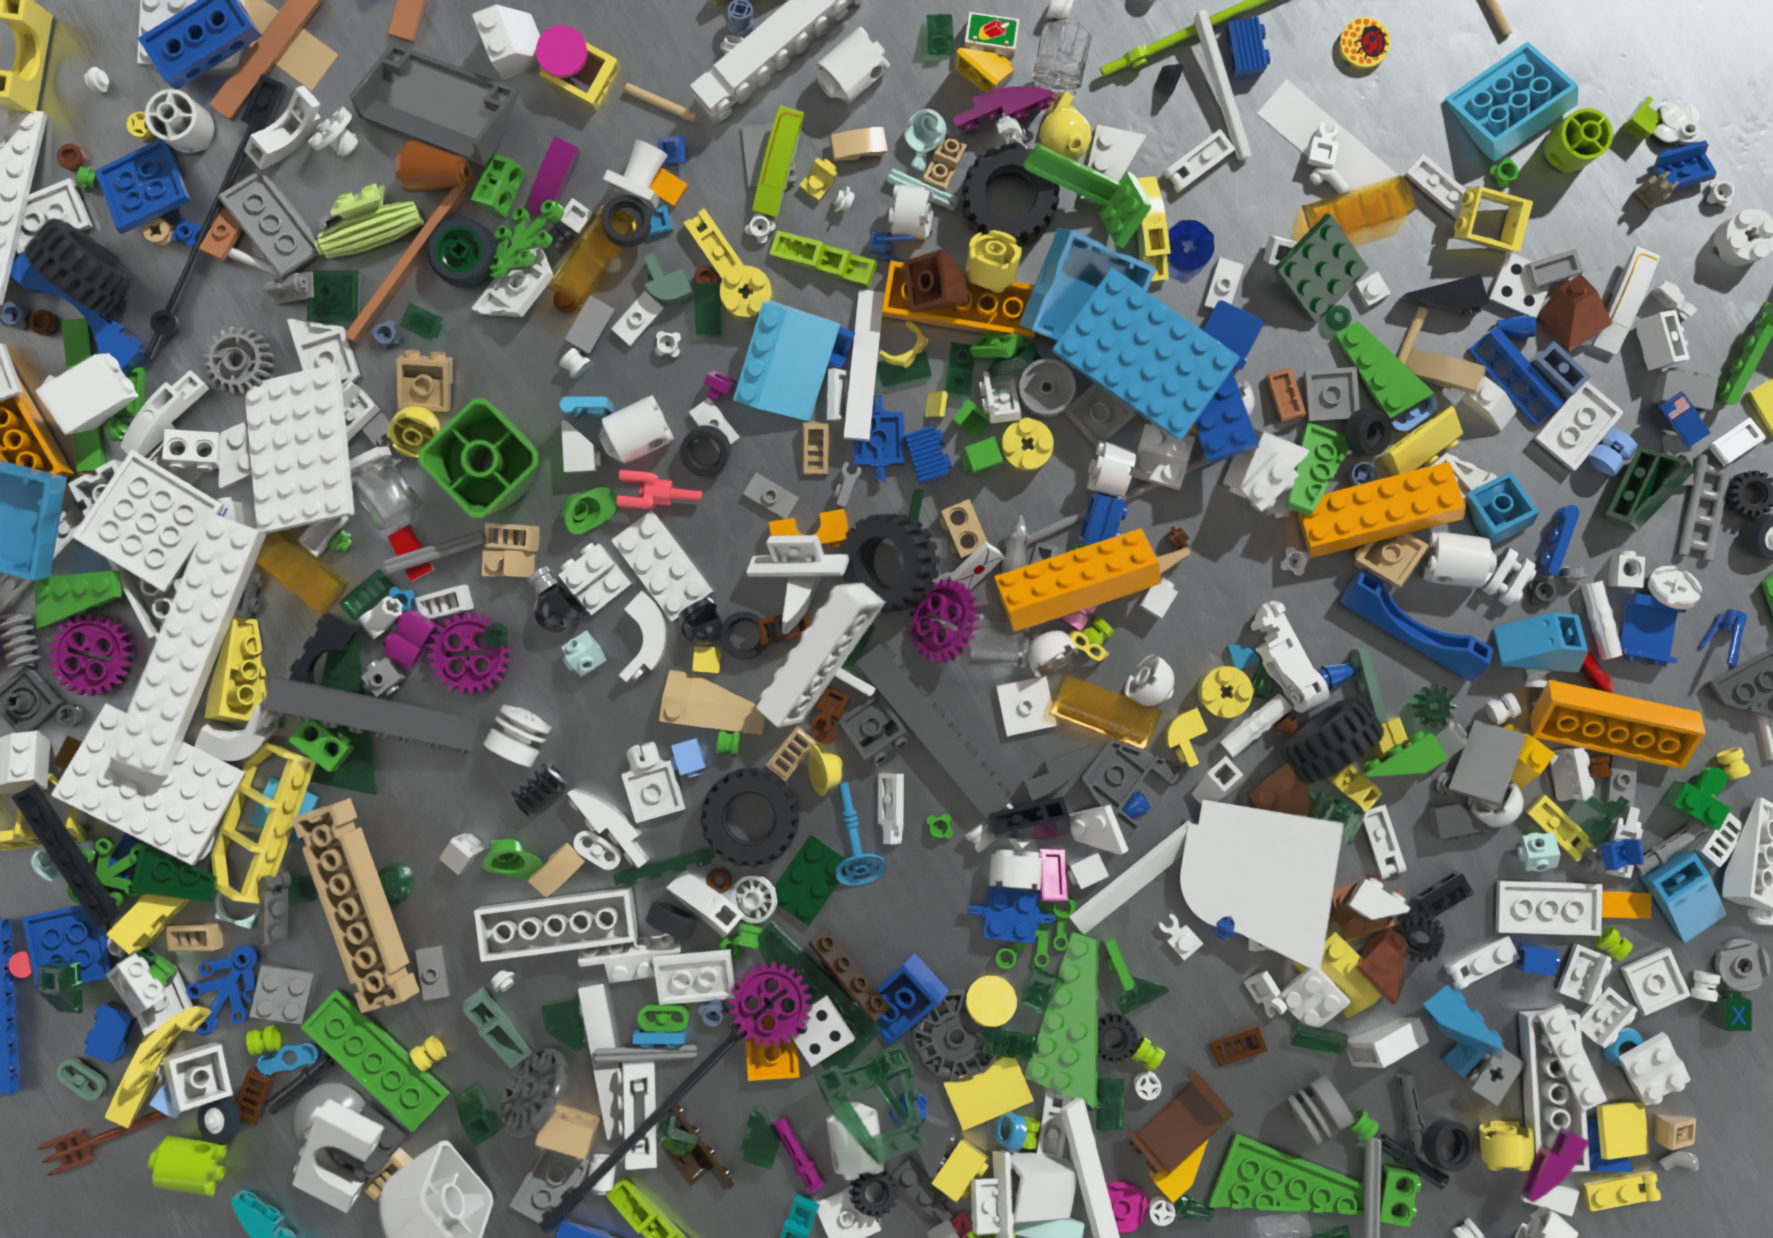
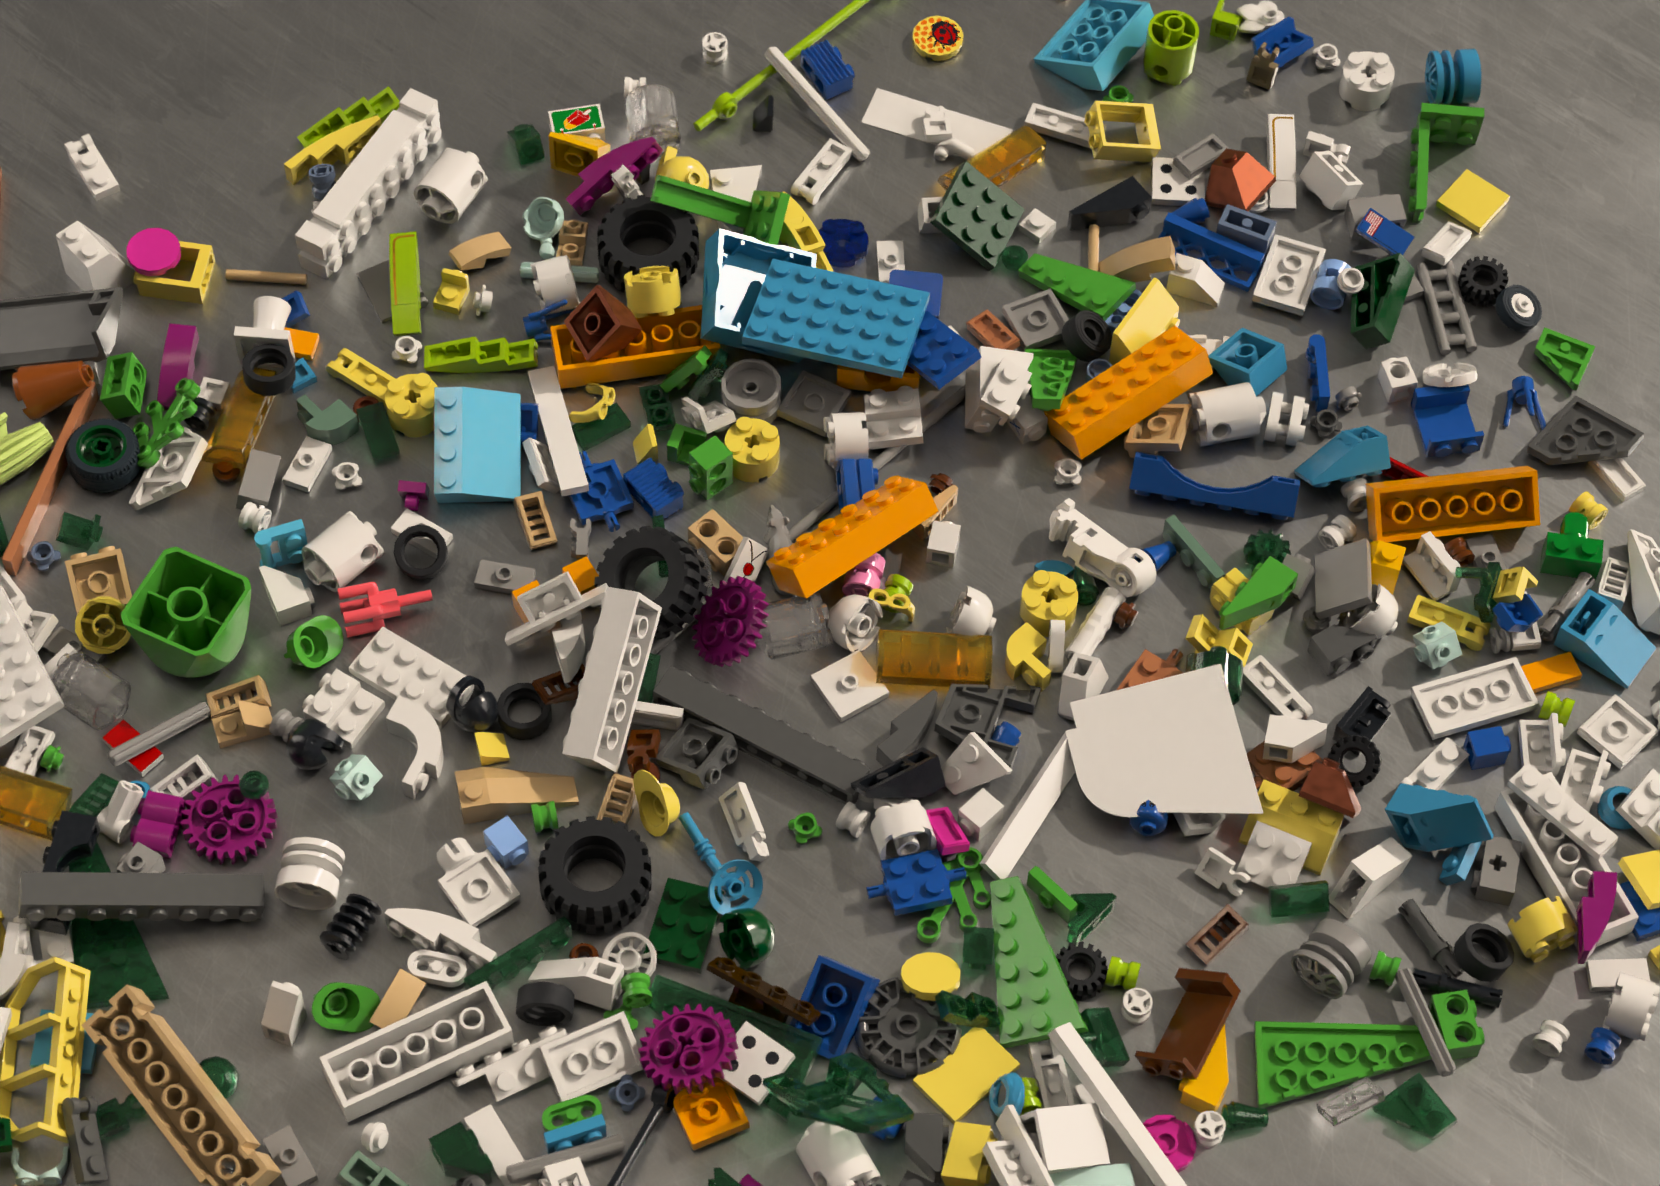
camera: 20 degrees left, 30 degrees down
(319, 749) = (89, 953): bright green brick -> none
(857, 916) = (747, 937): none -> dark green cylinder
(1181, 939) = (1110, 854): white plate -> none
(1213, 737) = (1056, 646): none -> white beam
(1332, 740) = (1173, 595): black tyre -> none
(1601, 620) = (1395, 428): white axle -> none
(1629, 465) = (1350, 280): none -> white plate
(1631, 827) = (1512, 584): none -> light yellow bracket

